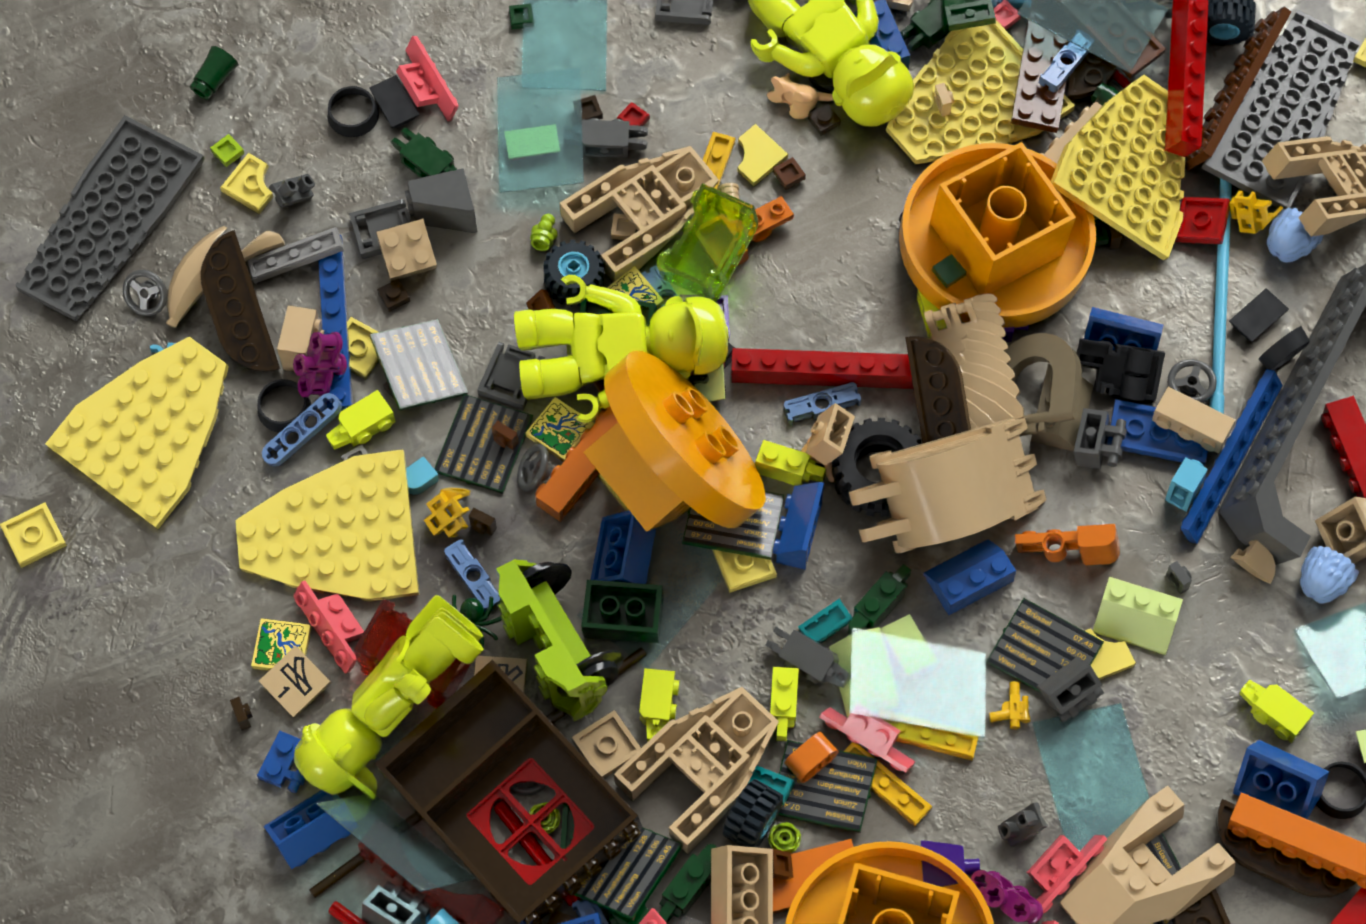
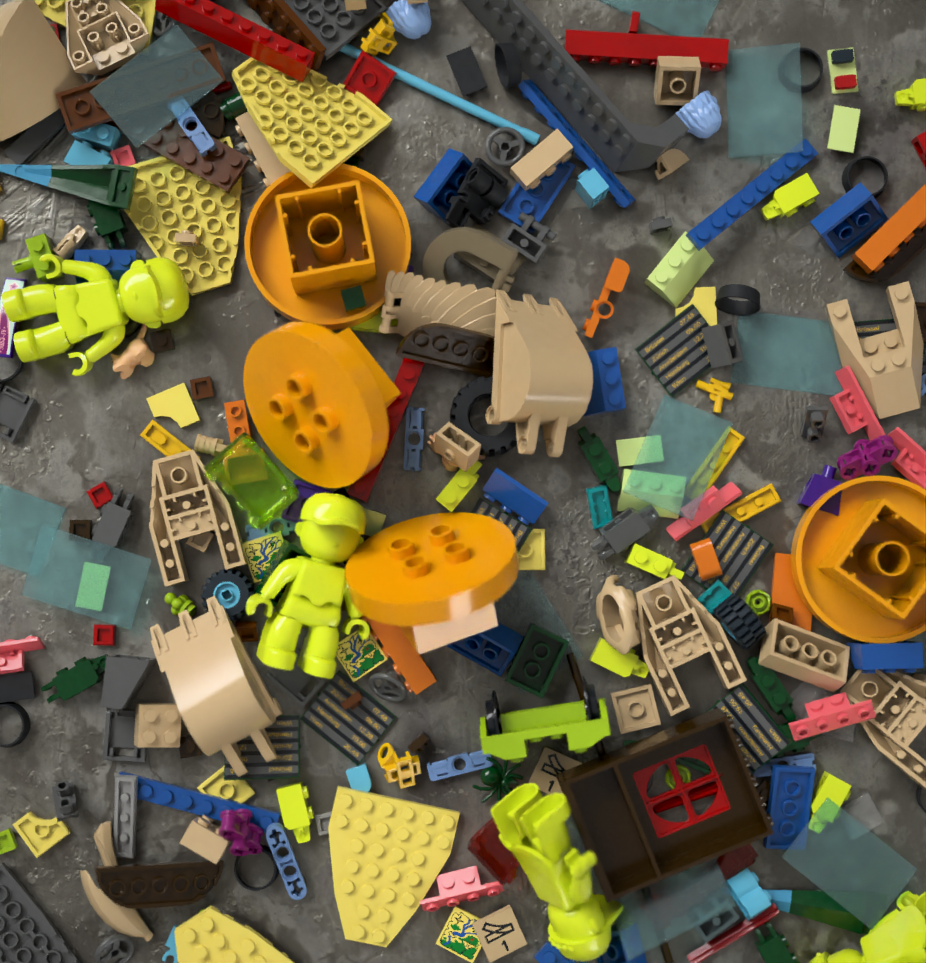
camera: 70 degrees left, 20 degrees up
(469, 288) = (216, 684): none -> tan piece
(484, 172) = (104, 635): none -> red tile
(708, 679) = (618, 615): none -> tan piece
(824, 273) = (319, 402): none -> light orange piece
(1120, 686) = (737, 307): none -> black tyre
(1260, 661) = (750, 196): none -> blue plate

